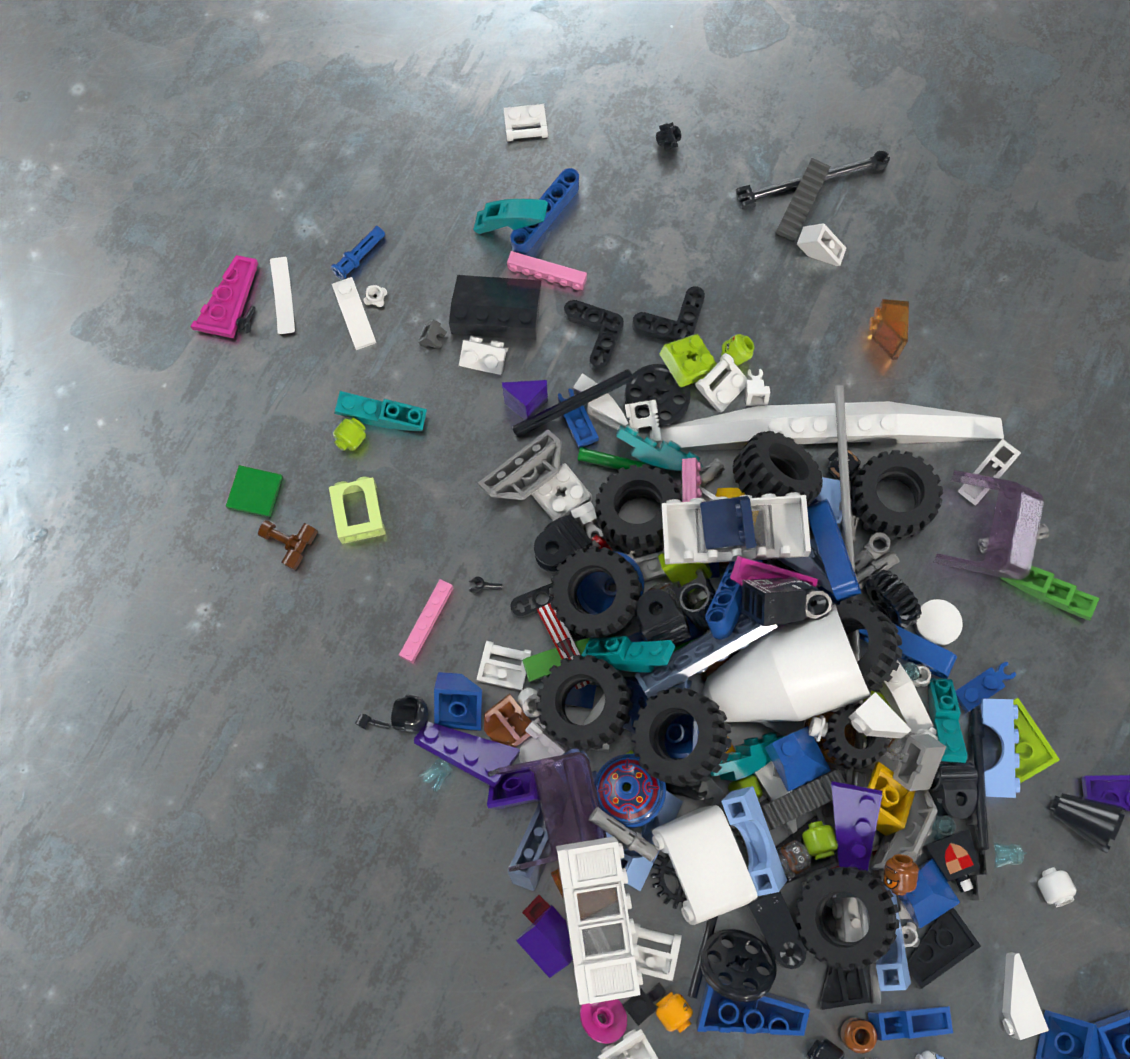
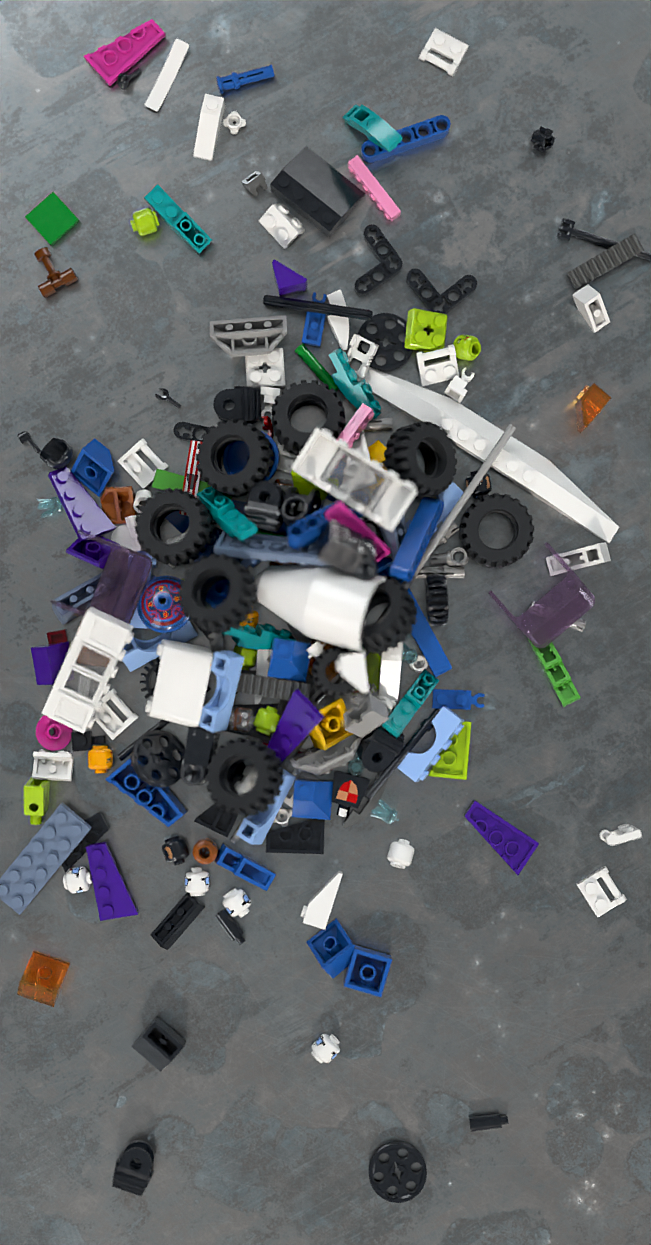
camera: 30 degrees right, 15 degrees up
(359, 531) = (132, 272): yellowish green panel -> none
(426, 621) = (111, 396): bright pink piece -> none
(632, 839) = (145, 637): light grey pin -> none
(728, 523) = (350, 472): dark blue bracket -> none
(900, 874) = (297, 775): dark orange head -> none
(939, 622) = (458, 637): white tile -> none
(1089, 818) = (454, 827): black cone -> none

